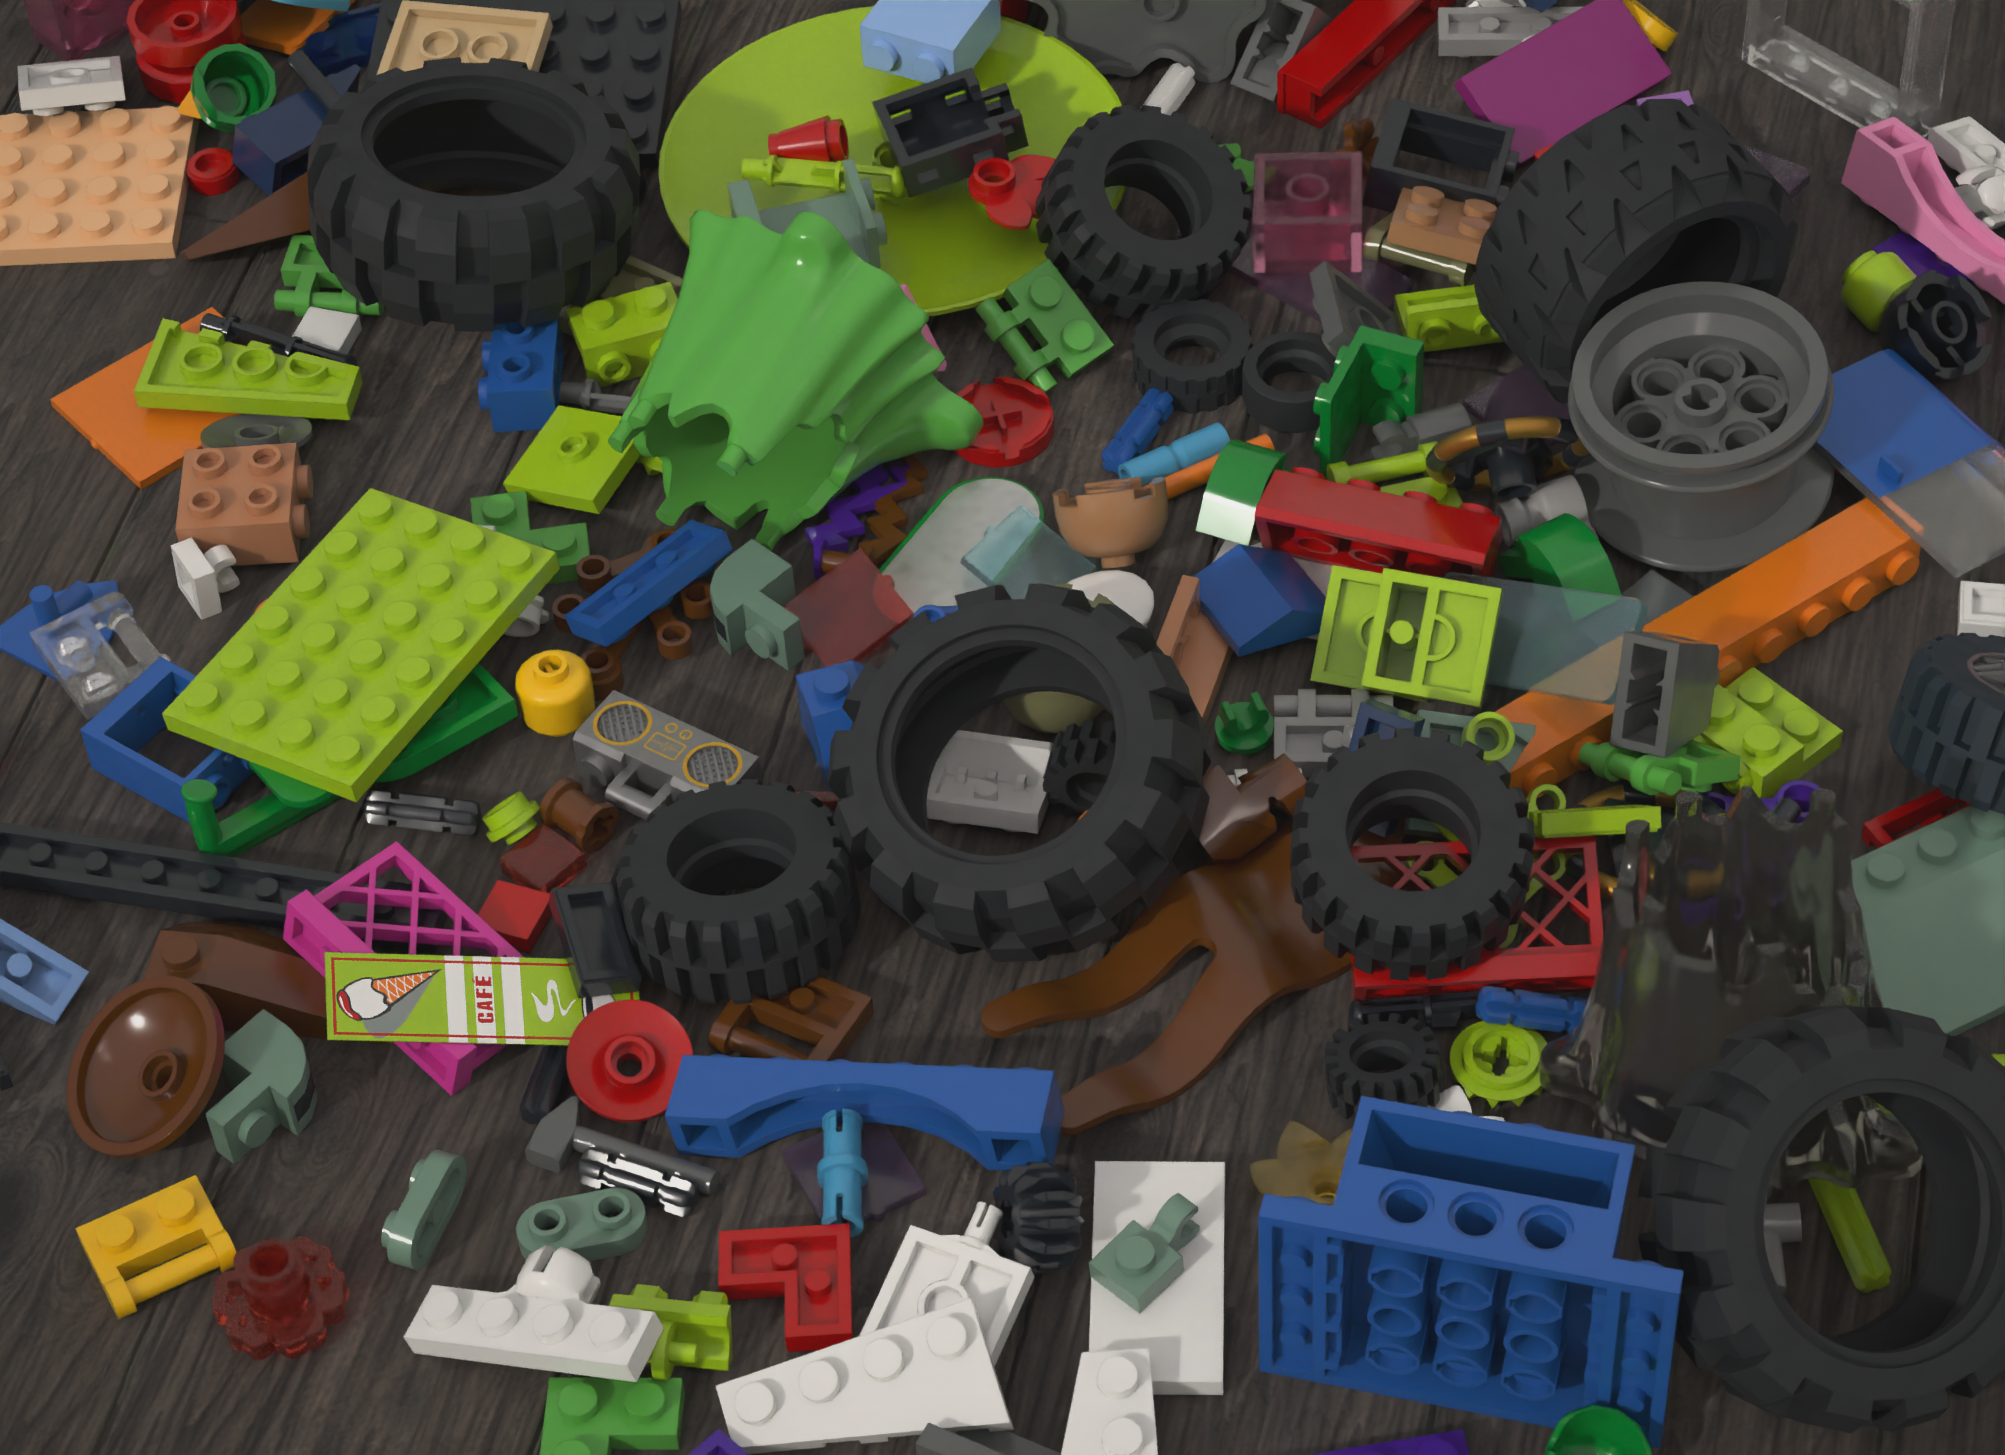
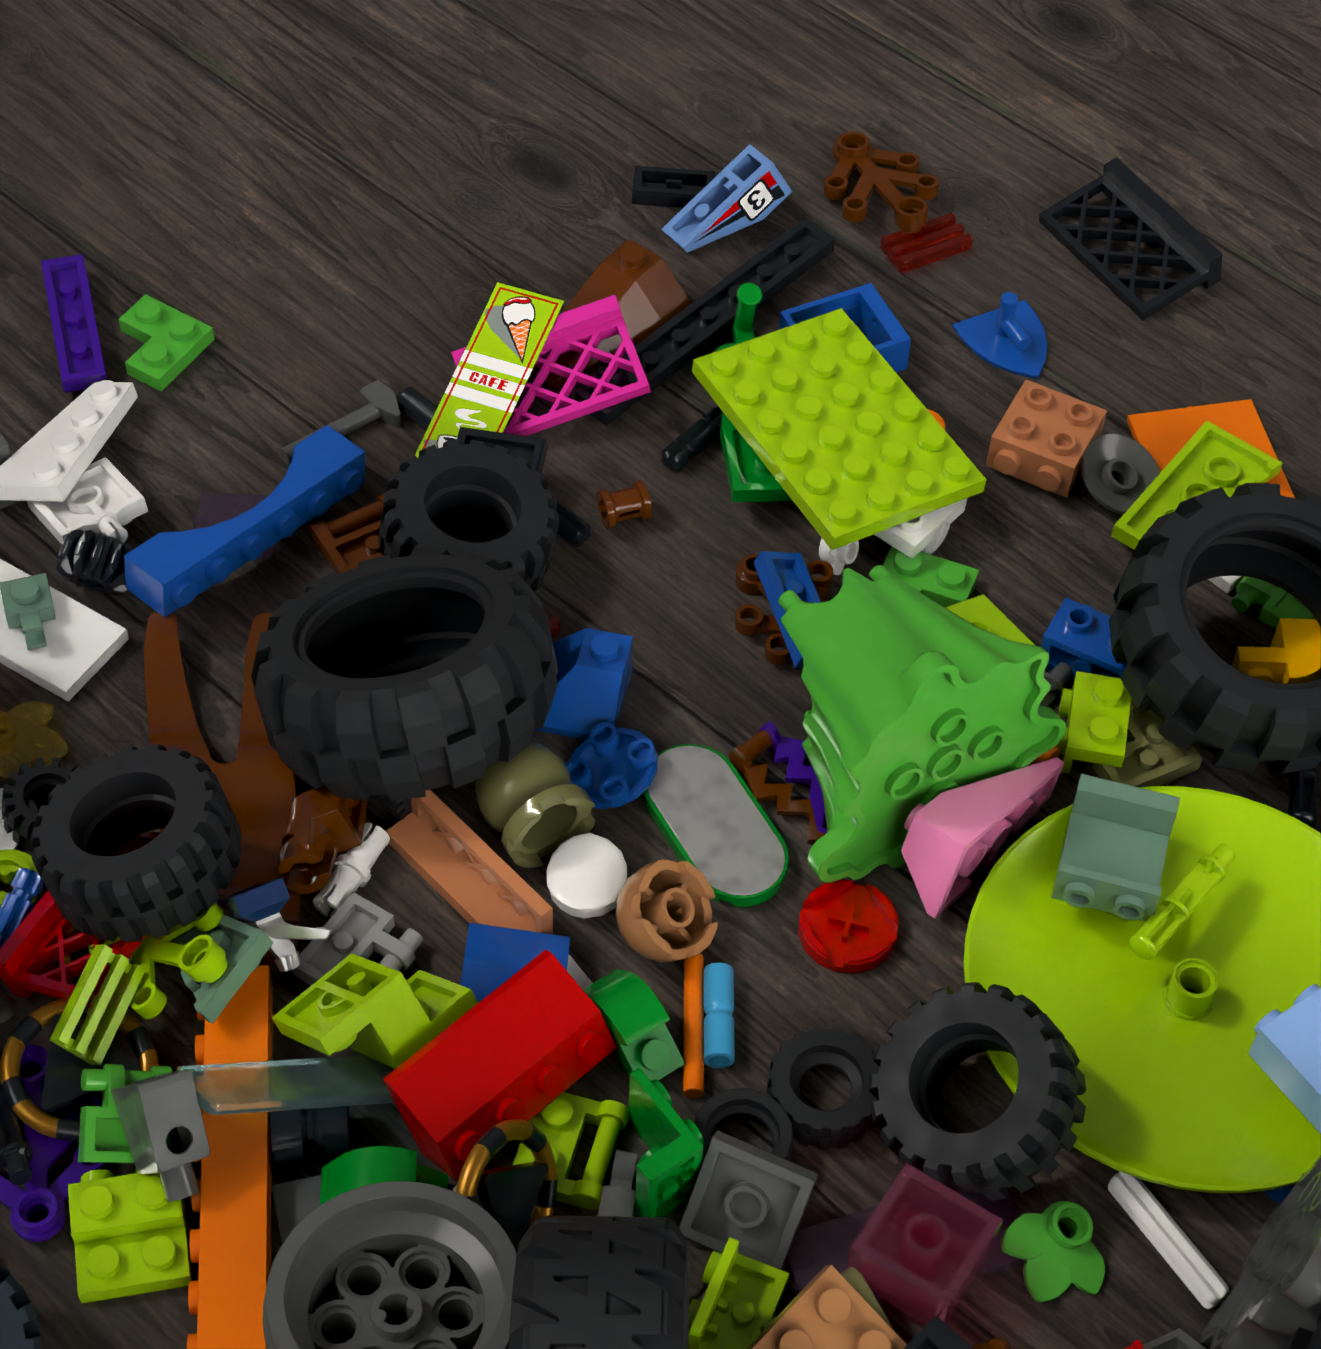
camera: 115 degrees right, 5 degrees up
(84, 658) = (954, 325): clear plate -> none
(145, 1067) = (568, 234): reddish brown dish -> none
(151, 1234) = (467, 216): yellow plate -> none
(204, 575) = (992, 399): white tile -> none
(269, 1086) = (537, 277): sand green brick -> none
(280, 1298) = (368, 242): clear red plant -> none
(426, 1210) = (372, 319): sand green plate -> none
(511, 818) = (650, 470): lime plate -> none
(517, 913) = (573, 449): red tile -> none
(538, 1323) = (246, 324): white plate -> none
(543, 860) = (603, 474): clear red tile -> none
(555, 692) = (737, 527): yellow head -> none
(583, 1224) = (312, 379): sand green plate -> none
(621, 1033) = (395, 437): red dish -> none
(647, 1182) = (313, 419): black axle -> none
(653, 756) = (628, 563): flat silver piece -> none
(693, 1332) = (184, 378): lime hips -> none
(749, 605) = (751, 667): sand green brick -> none
(803, 1265) = (177, 464): red plate -> none
(813, 140) = (1223, 908): red cone -> none
(842, 1170) = (222, 501): dark azure pin -> none
(849, 611) = (697, 722): clear red piece -> none
(948, 137) = (1179, 1006): black piece -> none
(1009, 188) = (1092, 1039): red plate -> none
(1023, 553) = (671, 837): clear light blue piece -> none
(1054, 318) = (899, 993): bright green plate -> none
(1138, 429) = (765, 1003): blue axle -> none
(1244, 726) = (410, 902): green plate -> none

